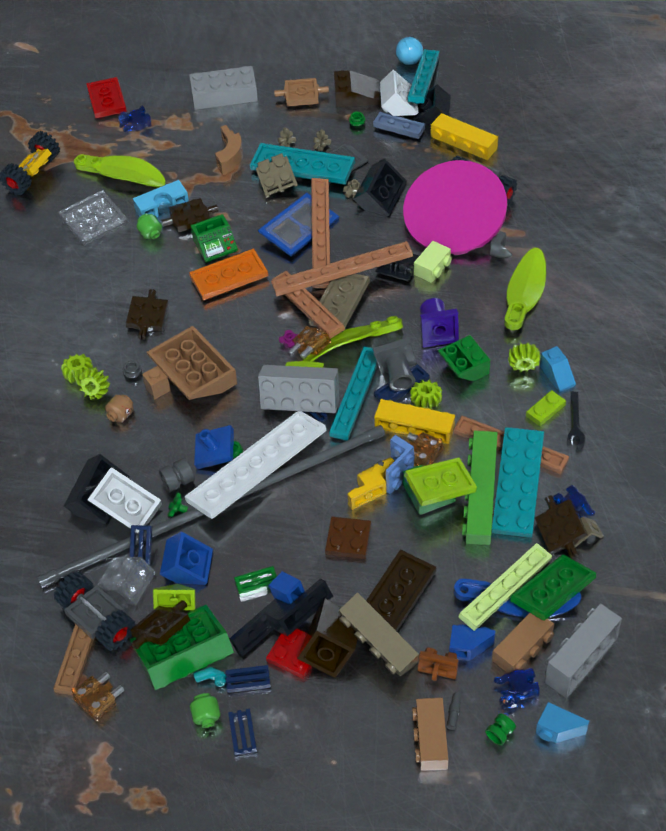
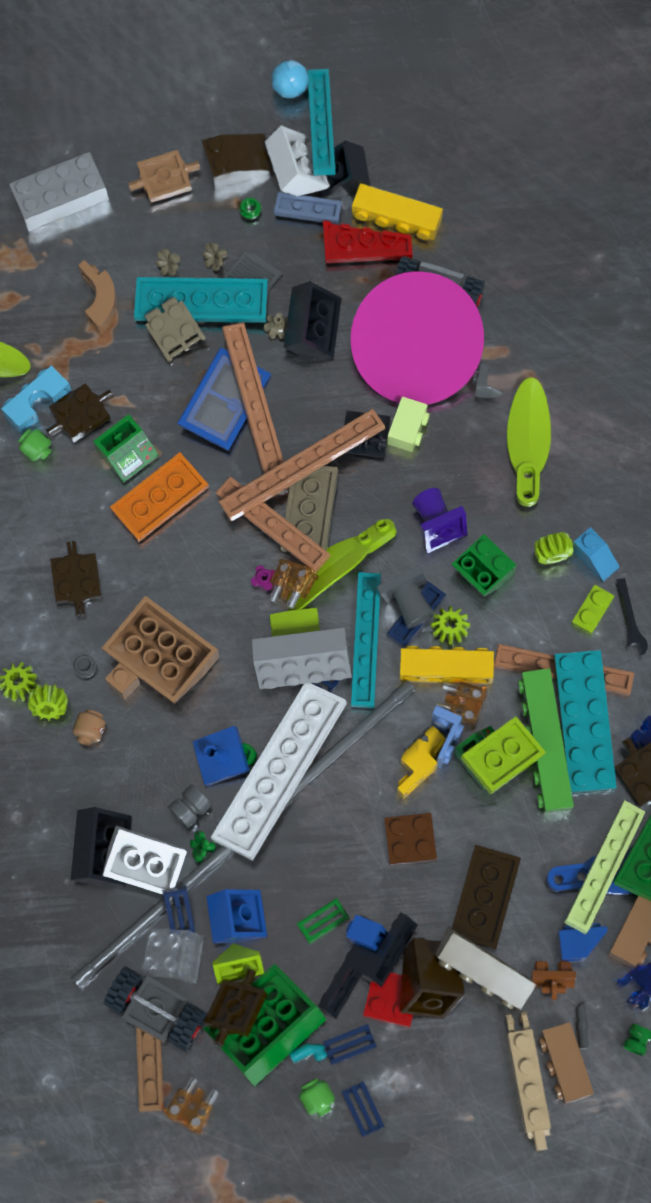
camera: 15 degrees left, 20 degrees up
(392, 740) = (528, 1081): none -> tan hinge
(433, 152) = (358, 245): none -> red wing

